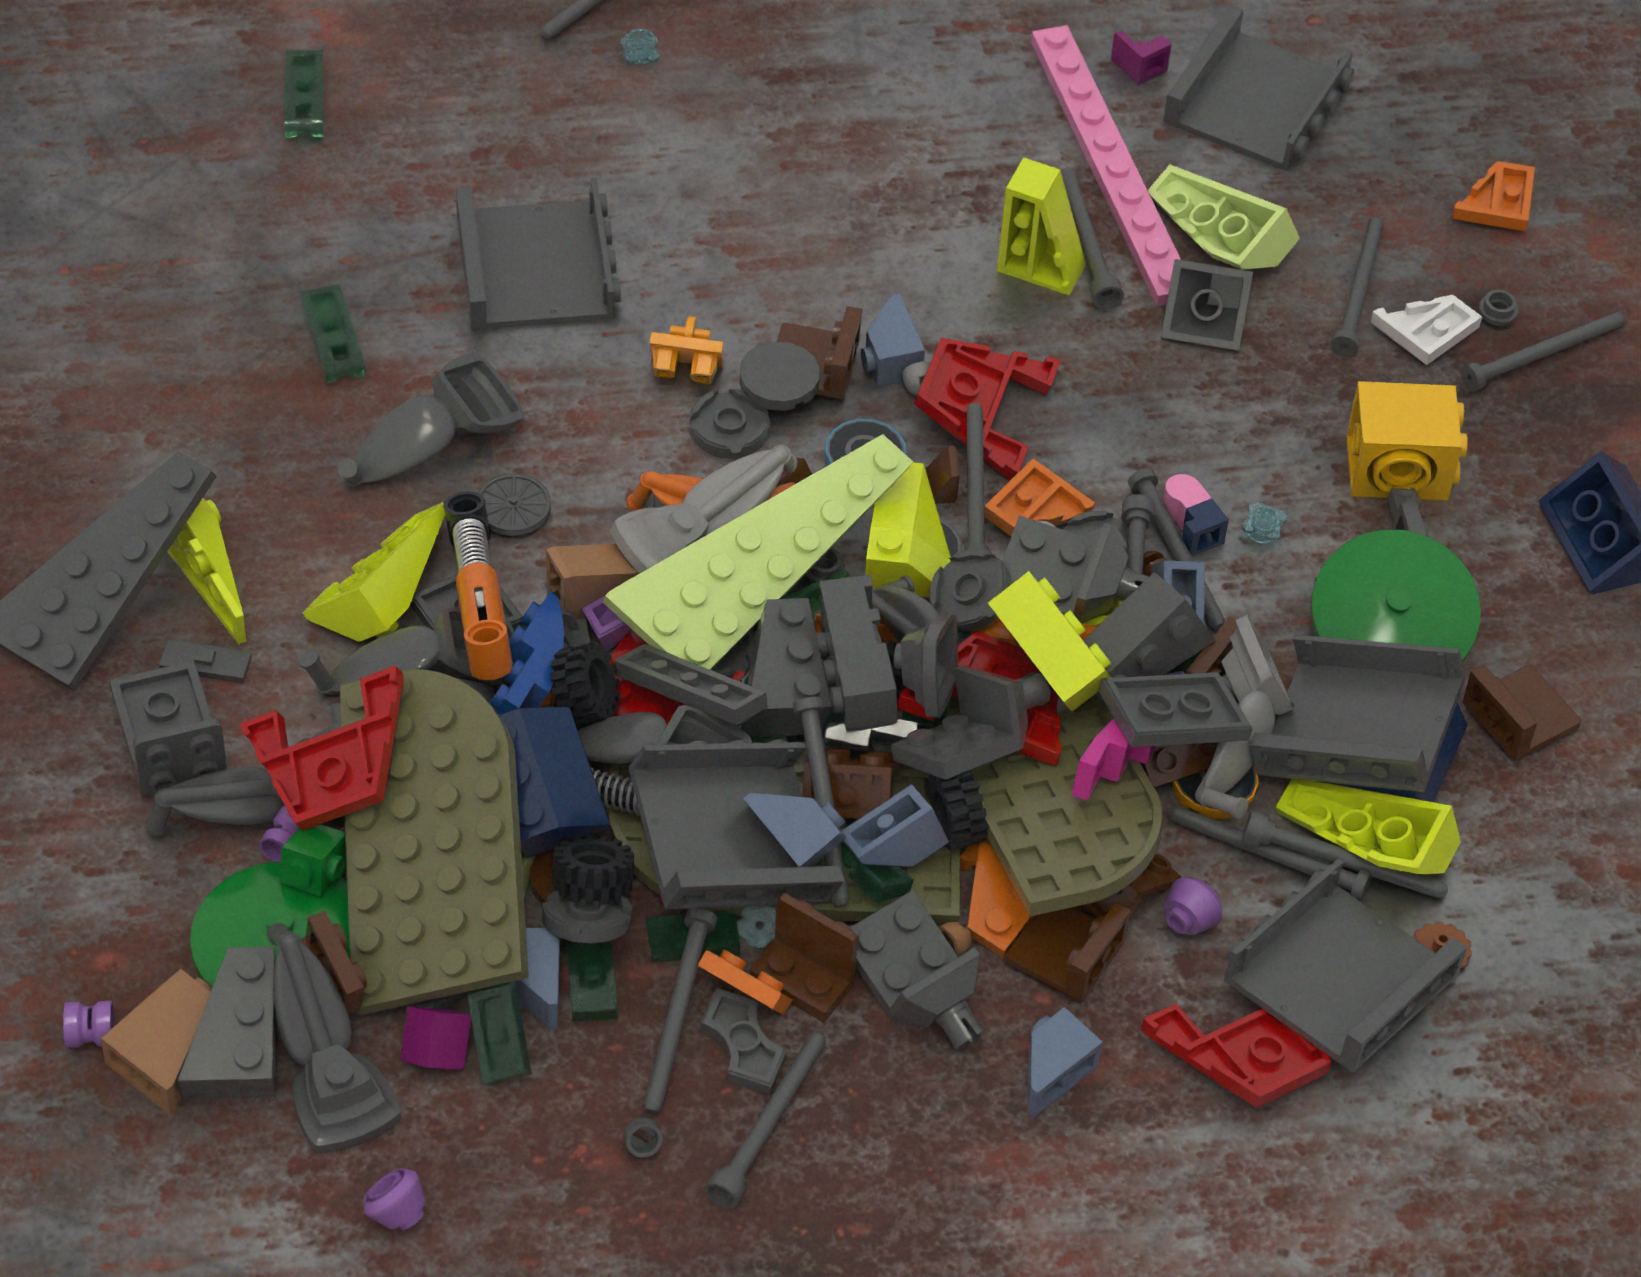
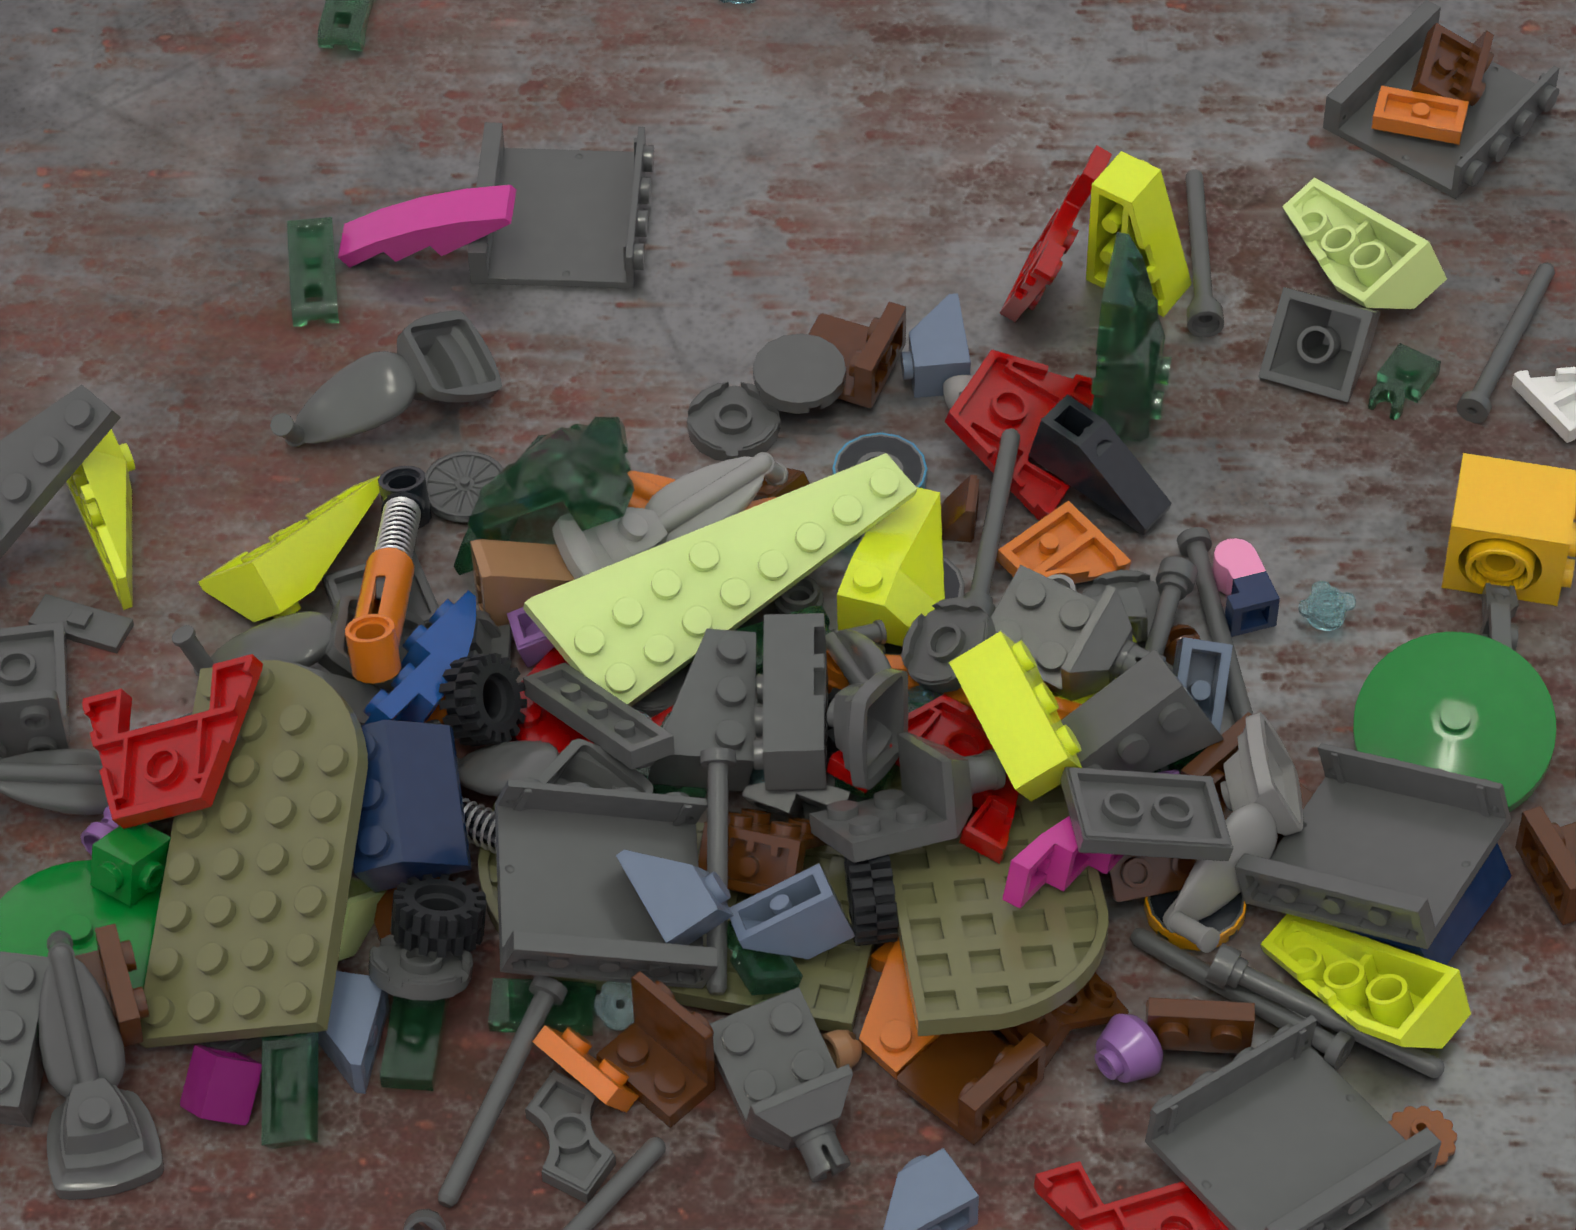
camera: 15 degrees right, 0 degrees up
(436, 277) = (435, 220): none -> dark pink slope
(597, 483) = (571, 465): none -> clear green wedge
(686, 346) = (702, 327): light orange hips -> none
(970, 250) = (1055, 240): none -> red wing
(1051, 424) = (1098, 464): none -> black slope
(1061, 324) = (1129, 347): none -> clear green wedge
(1108, 158) = (1245, 160): bright pink plate -> none
(1140, 59) = (1313, 53): magenta panel -> none
(1245, 102) = (1420, 115): none -> orange plate
(1249, 877) = (1201, 1024): none -> reddish brown bracket
(1264, 63) = (1453, 65): none -> reddish brown bracket
(1281, 325) = (1403, 376): none -> clear green plate

